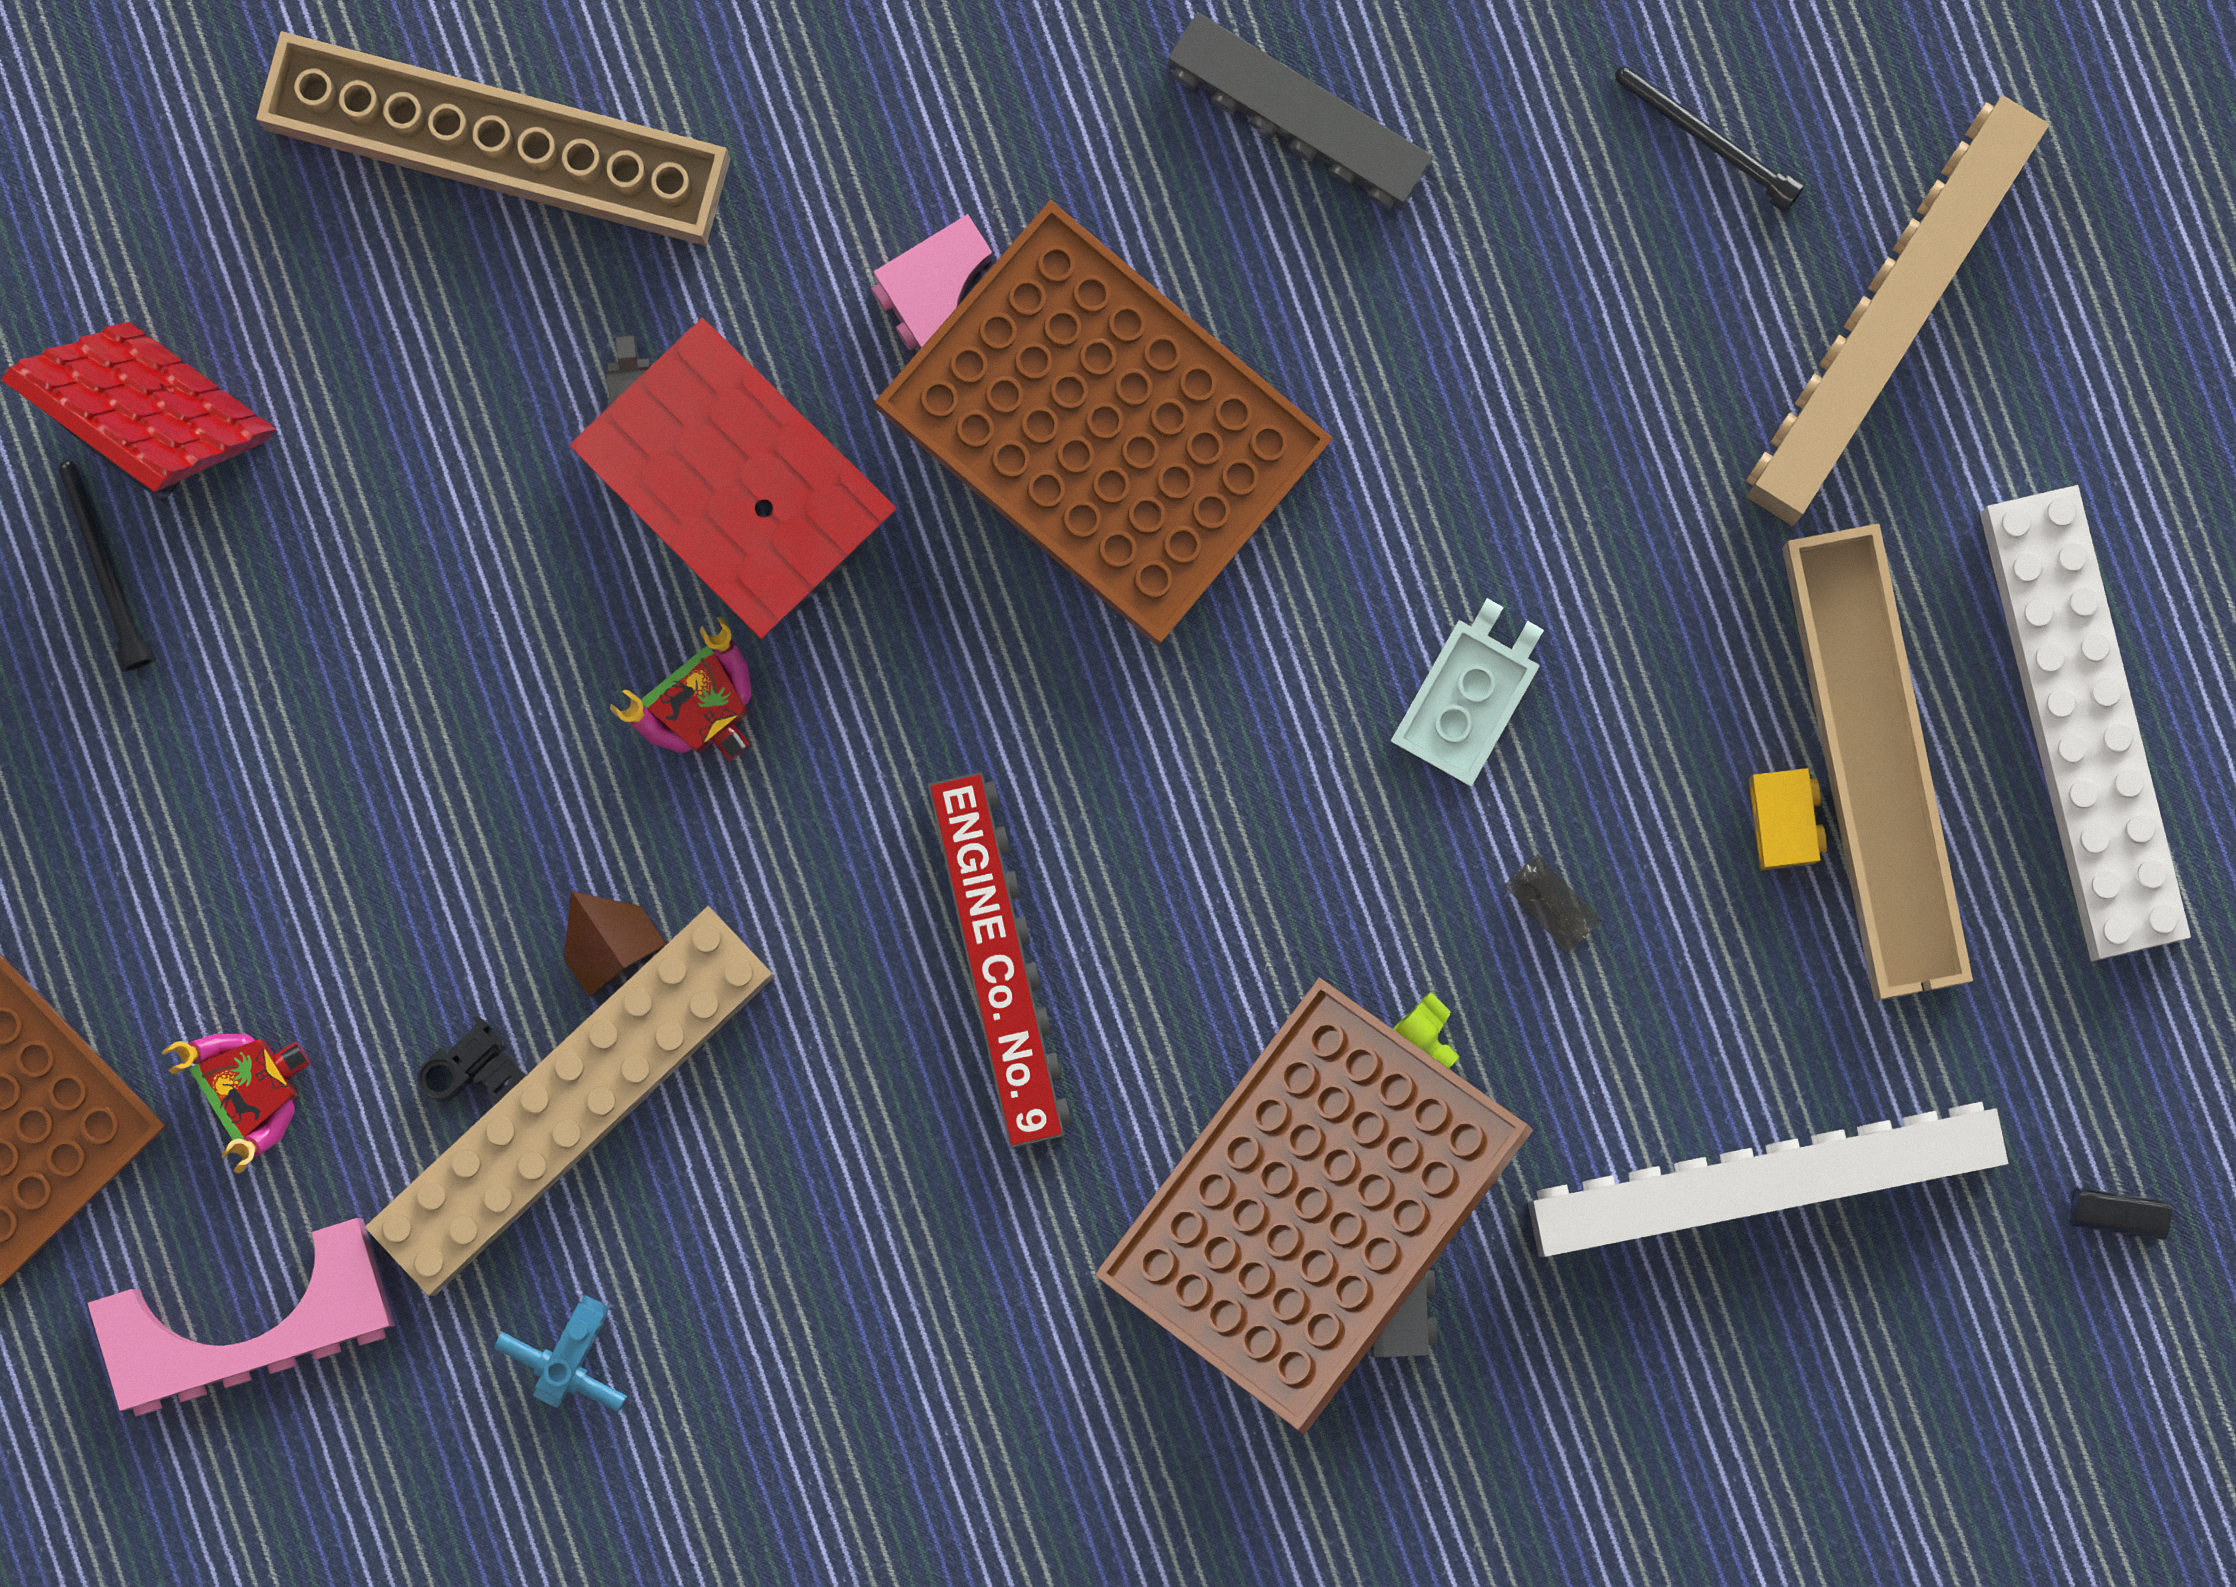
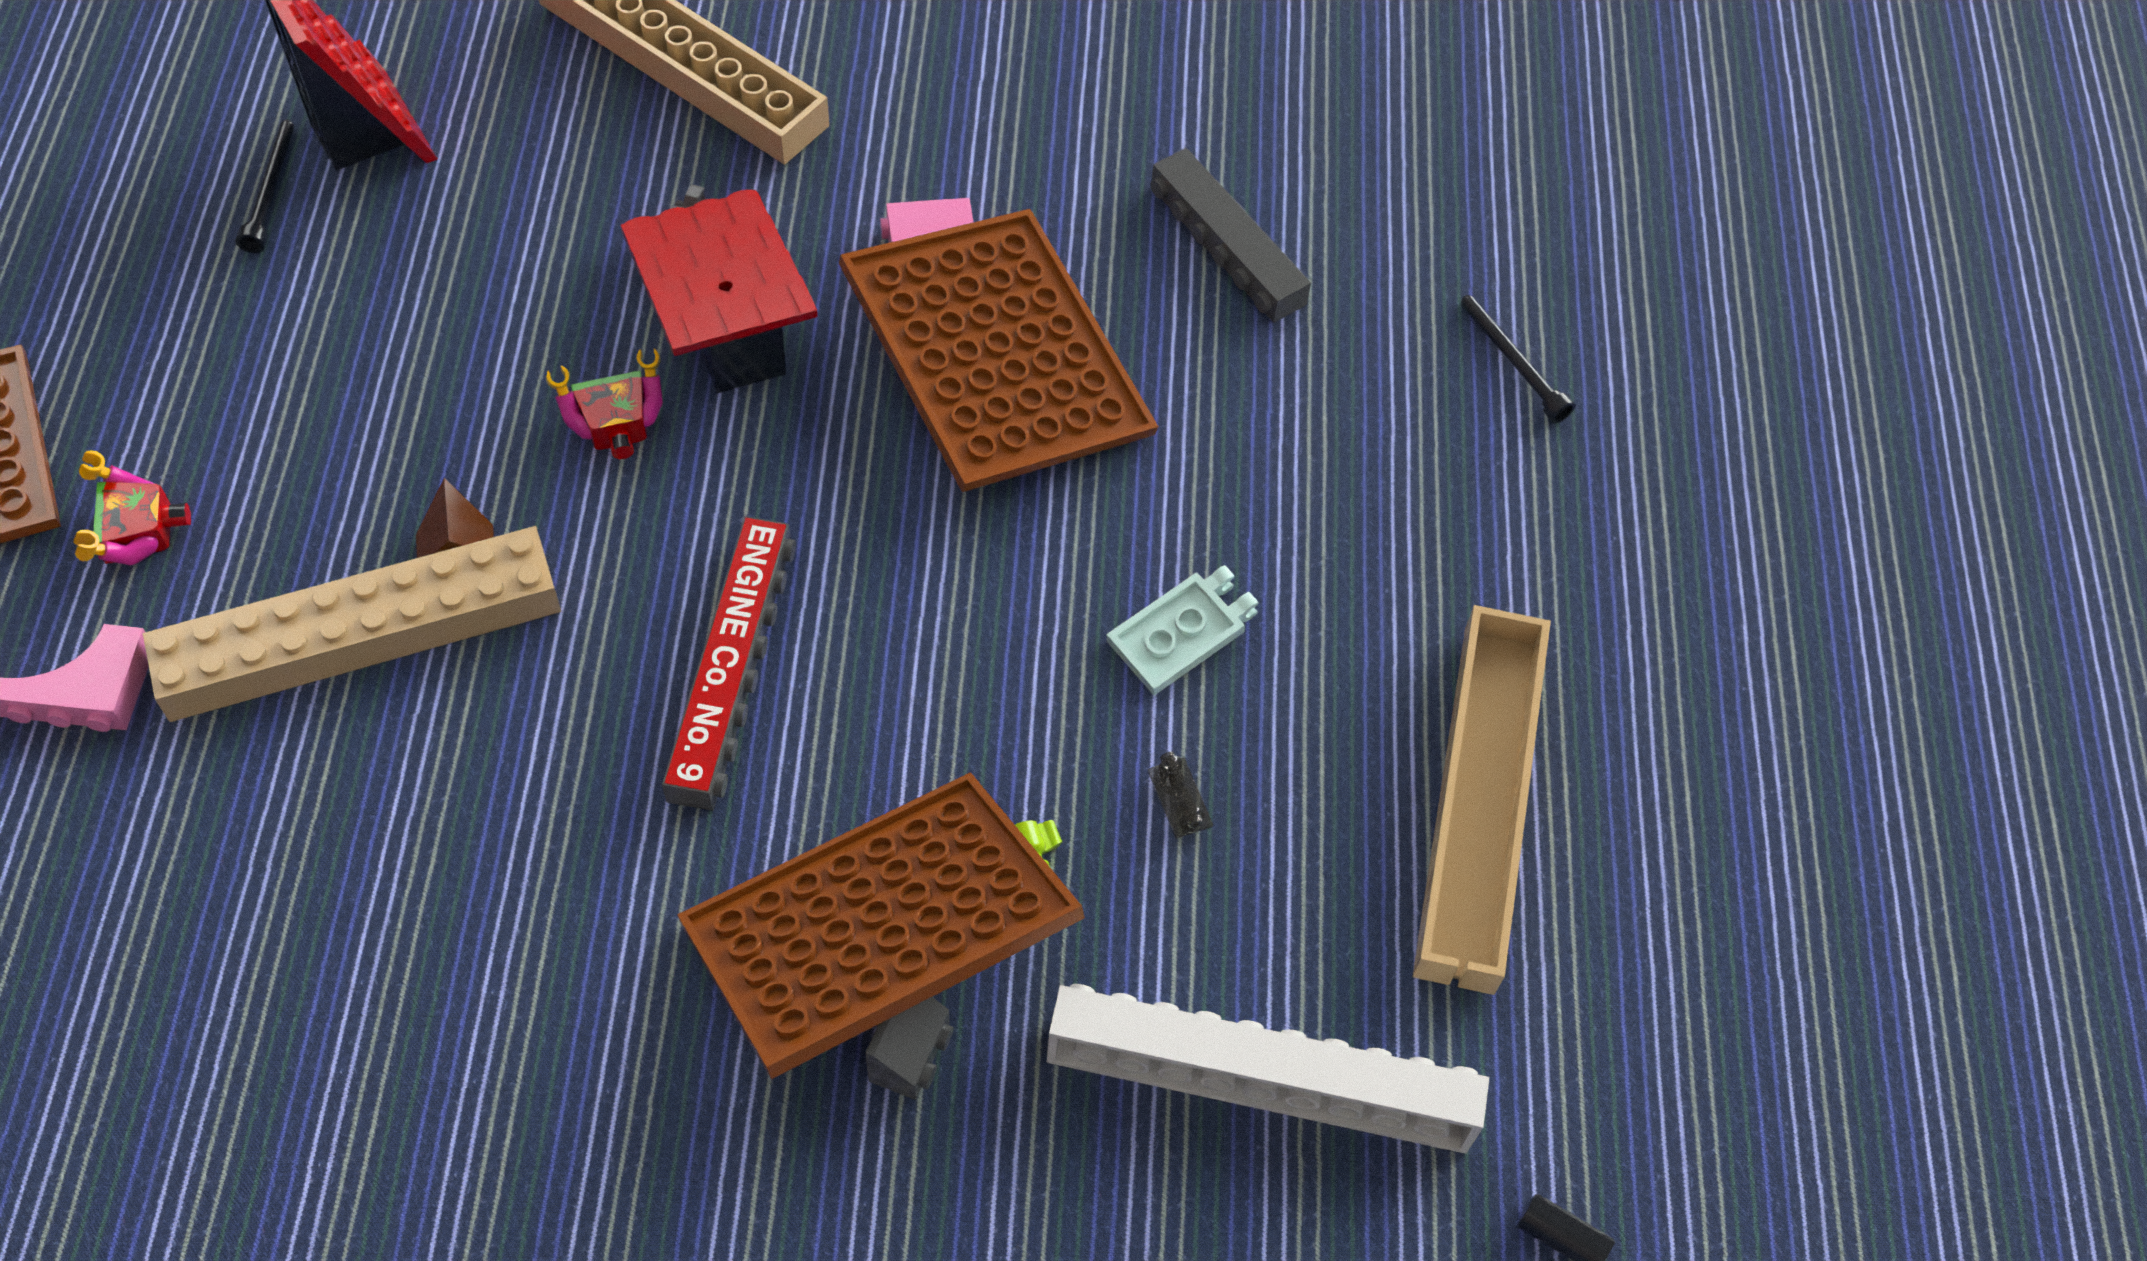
camera: 15 degrees right, 25 degrees down
(476, 1055) = (307, 567): black piece -> none
(562, 1369) = (225, 803): dark azure piece -> none
(1786, 819) = (1393, 808): yellow brick -> none
(1901, 304) = (1612, 498): tan brick -> none
(2084, 723) = (1664, 845): white brick -> none

